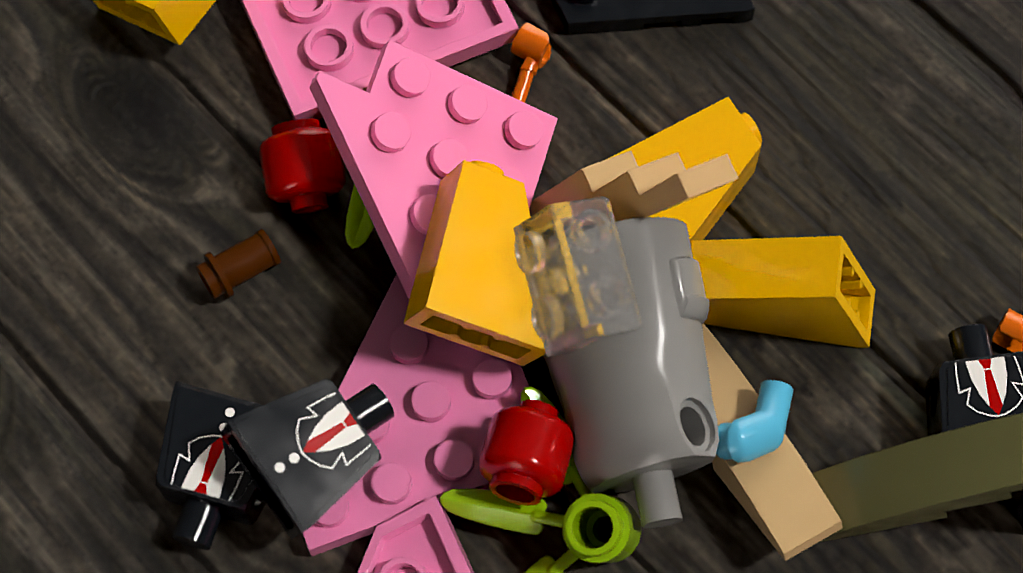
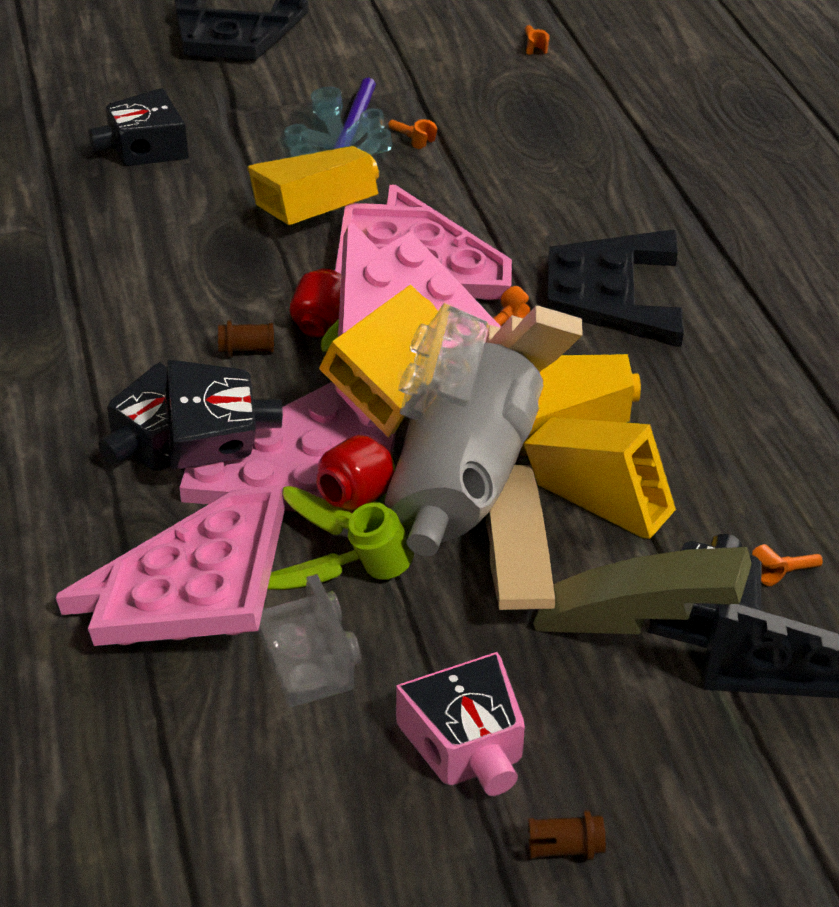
camera: 25 degrees right, 25 degrees down
(760, 431) = (525, 520): medium azure arm -> none

